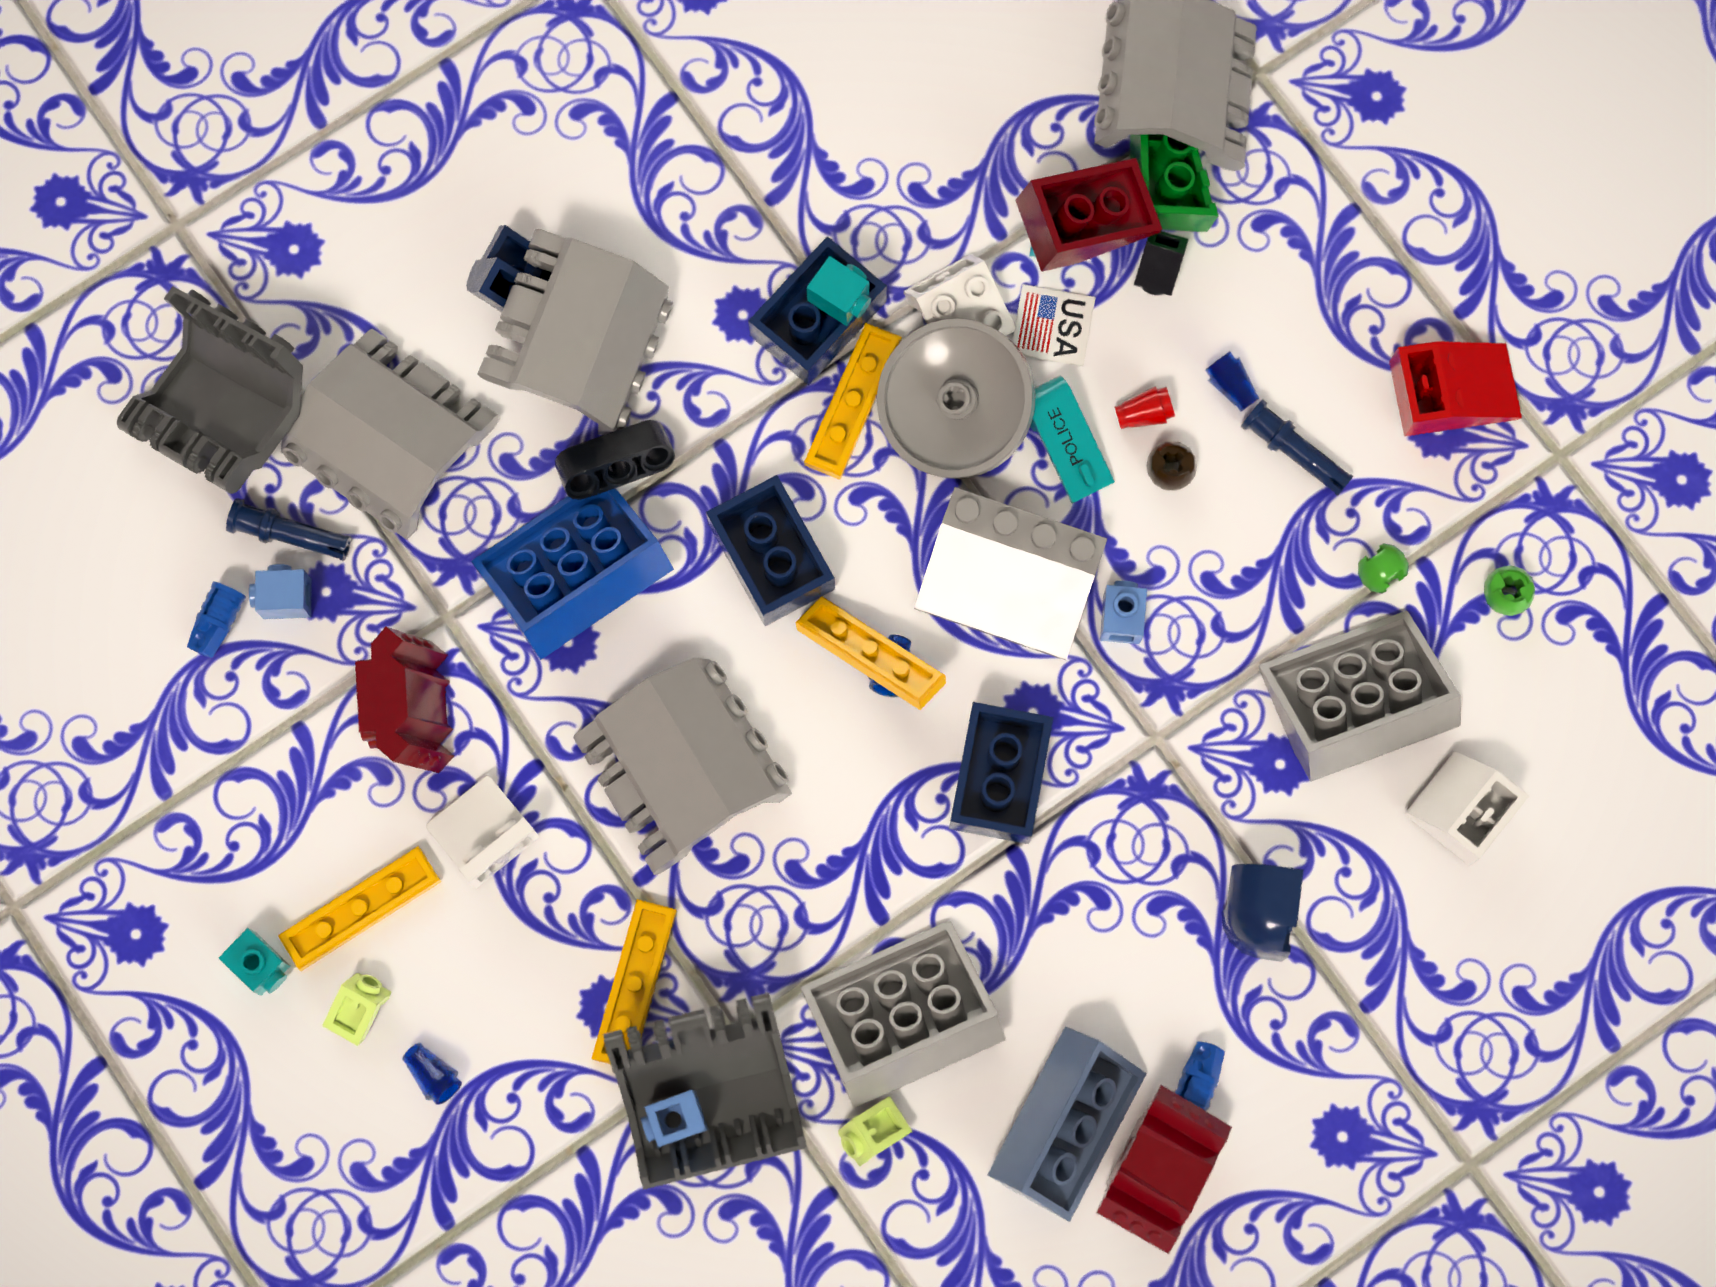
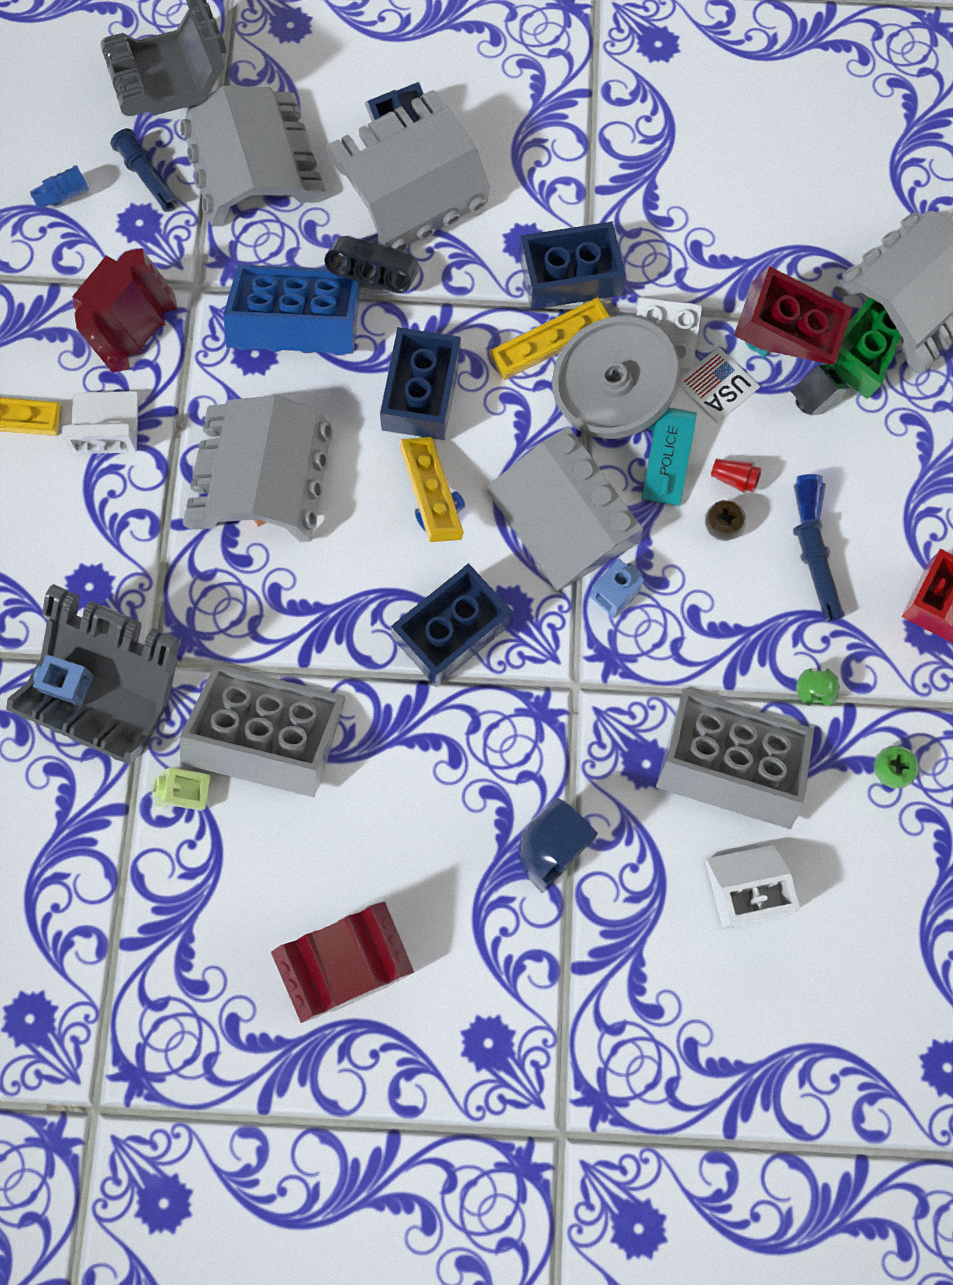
camera: 35 degrees right, 5 degrees down
(281, 593) = (110, 201): medium blue brick -> none
(636, 973) = (128, 574): yellow tile -> none
(839, 291) = (591, 252): teal brick -> none
(1067, 1123) = (307, 884): sand blue slope -> none
(1201, 1074) = (422, 924): blue hinge -> none

